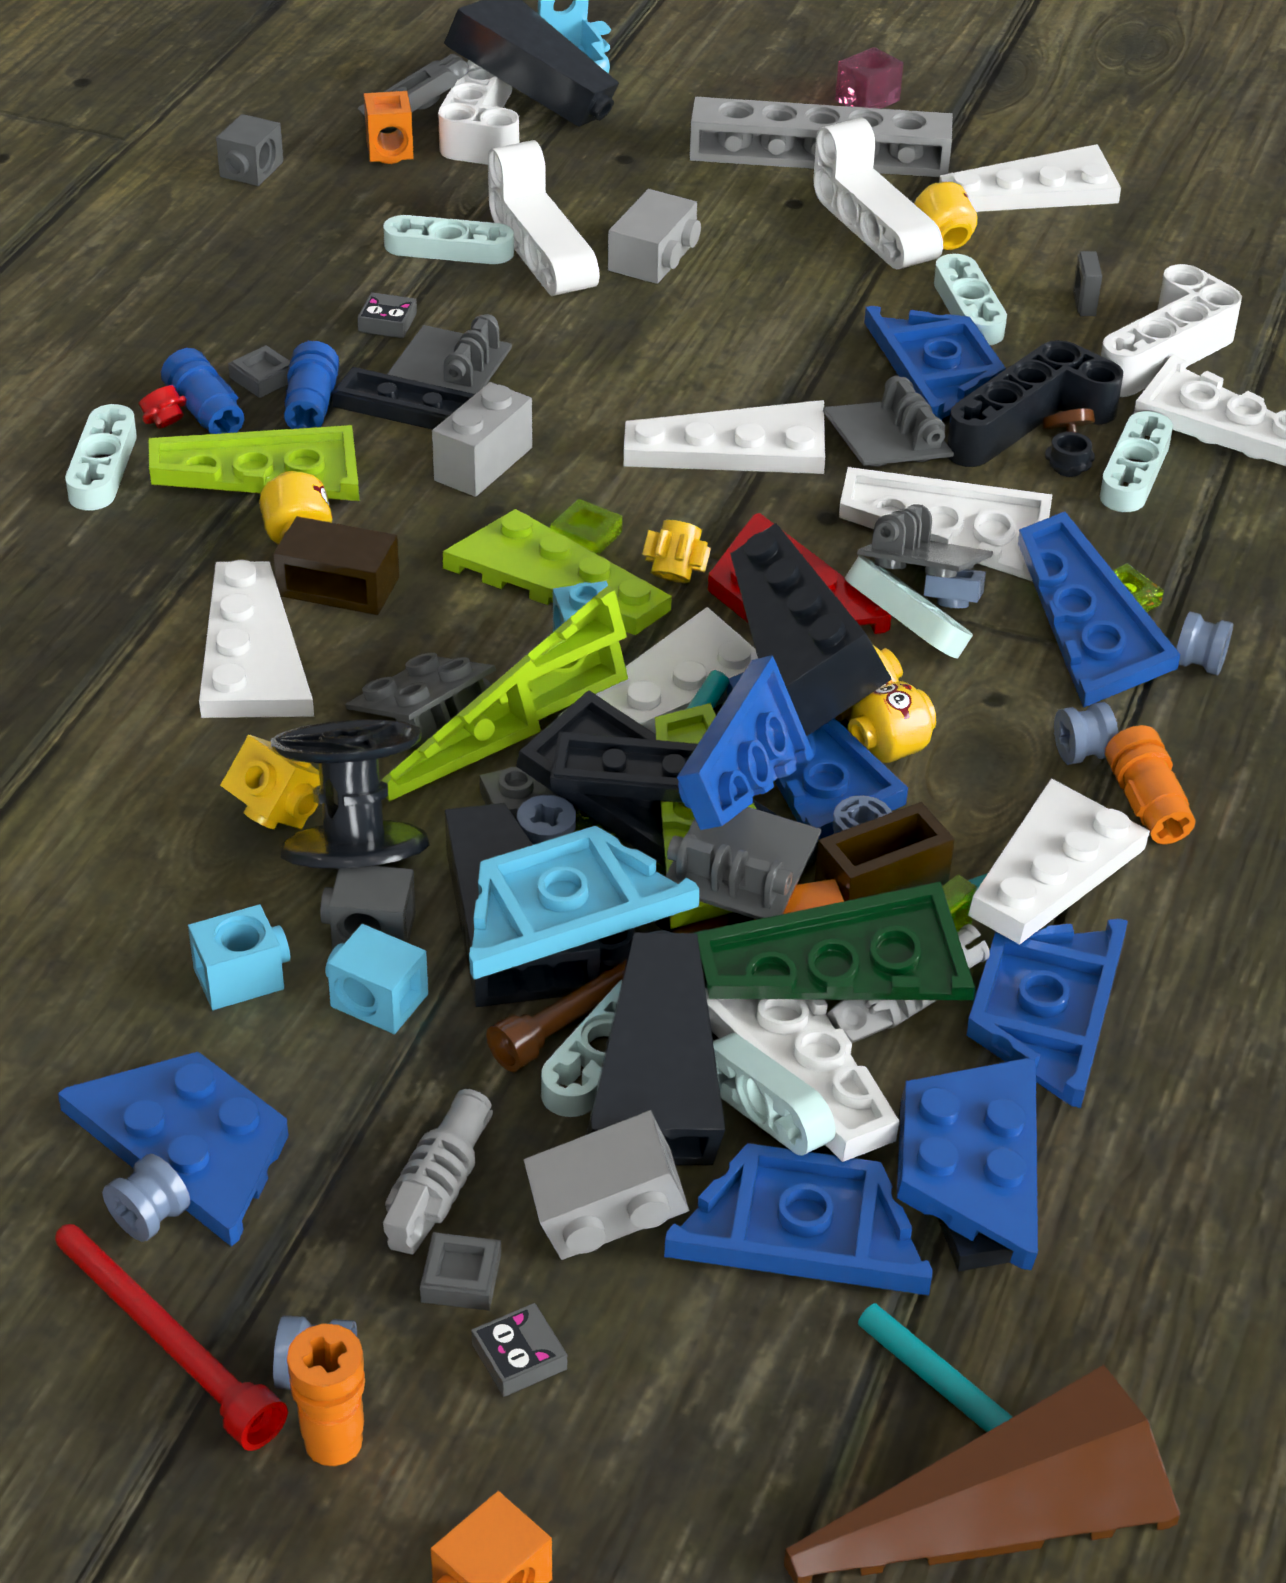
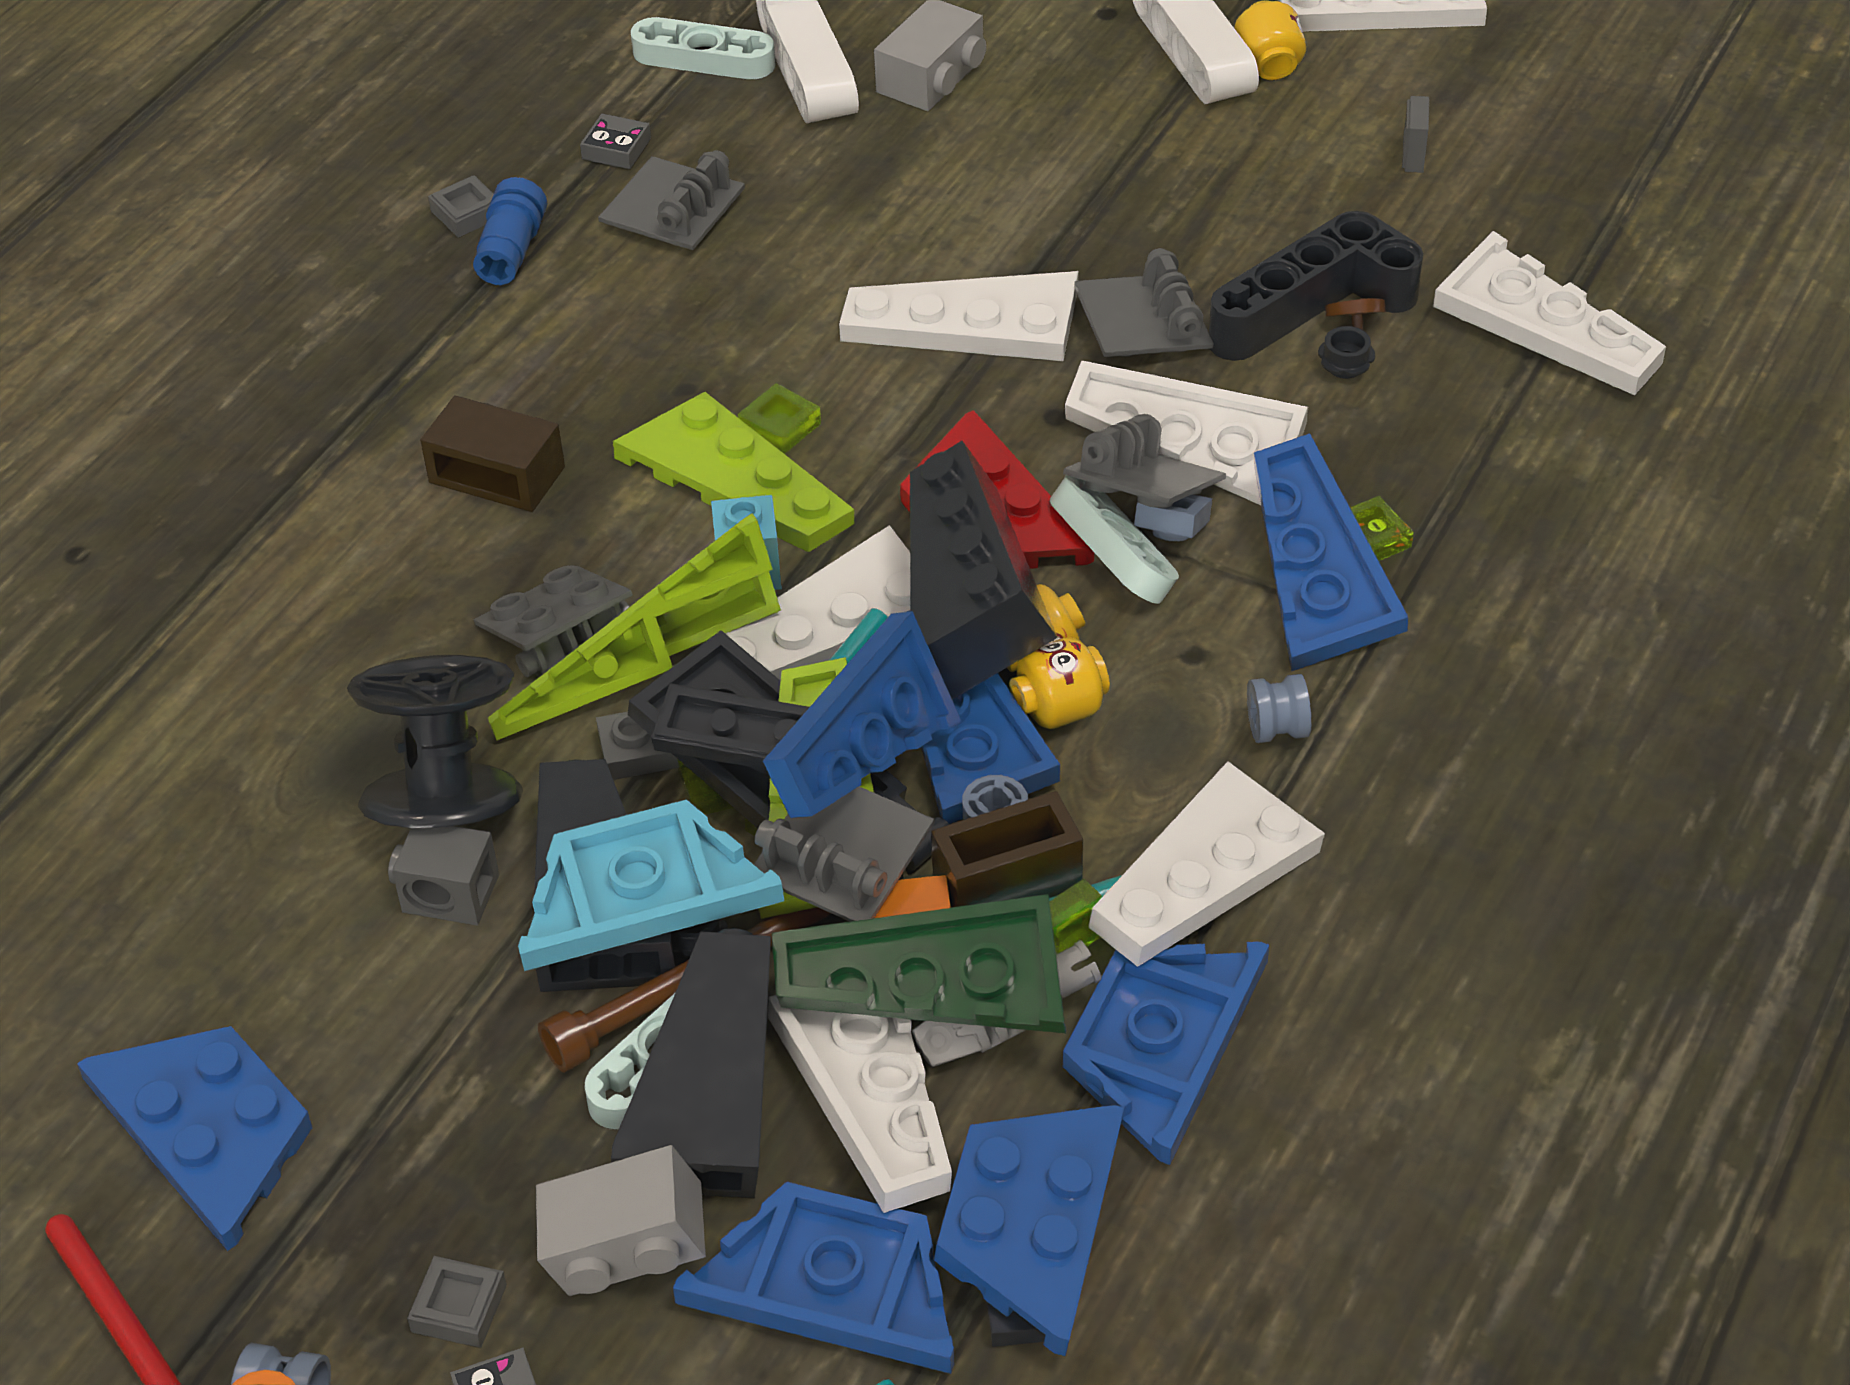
camera: 10 degrees right, 5 degrees up
(104, 471) = (243, 343): light aqua beam -> none
(146, 1197) = (142, 1192): sand blue wheel -> none
(162, 407) = (346, 248): red plate -> none
(206, 392) = (392, 231): blue axle -> none
(238, 956) = (293, 918): medium azure brick -> none
(250, 649) = (384, 547): white wing -> none
(254, 458) = (456, 322): lime wing -> none
(272, 785) = (359, 732): yellow brick -> none
(292, 496) = (462, 371): yellow head -> none
(377, 978) = (434, 955): medium azure brick -> none
(397, 398) = (619, 251): black tile -> none
(435, 1173) = (450, 1187): light grey hinge -> none
(482, 439) = (682, 305): light grey piece -> none
(546, 818) = (648, 771): sand blue wheel -> none
(676, 551) = (867, 456): yellow gear -> none
(772, 1096) = (818, 1127): light aqua beam -> none
(937, 353) = (1219, 221): blue wing -> none
(969, 294) = (1270, 161): light aqua beam -> none
(1139, 474) = (1423, 382): light aqua beam -> none
(1149, 784) = (1336, 779): orange axle -> none
(1192, 321) = (1532, 188): white beam -> none
(1204, 643) = (1441, 603): sand blue wheel -> none

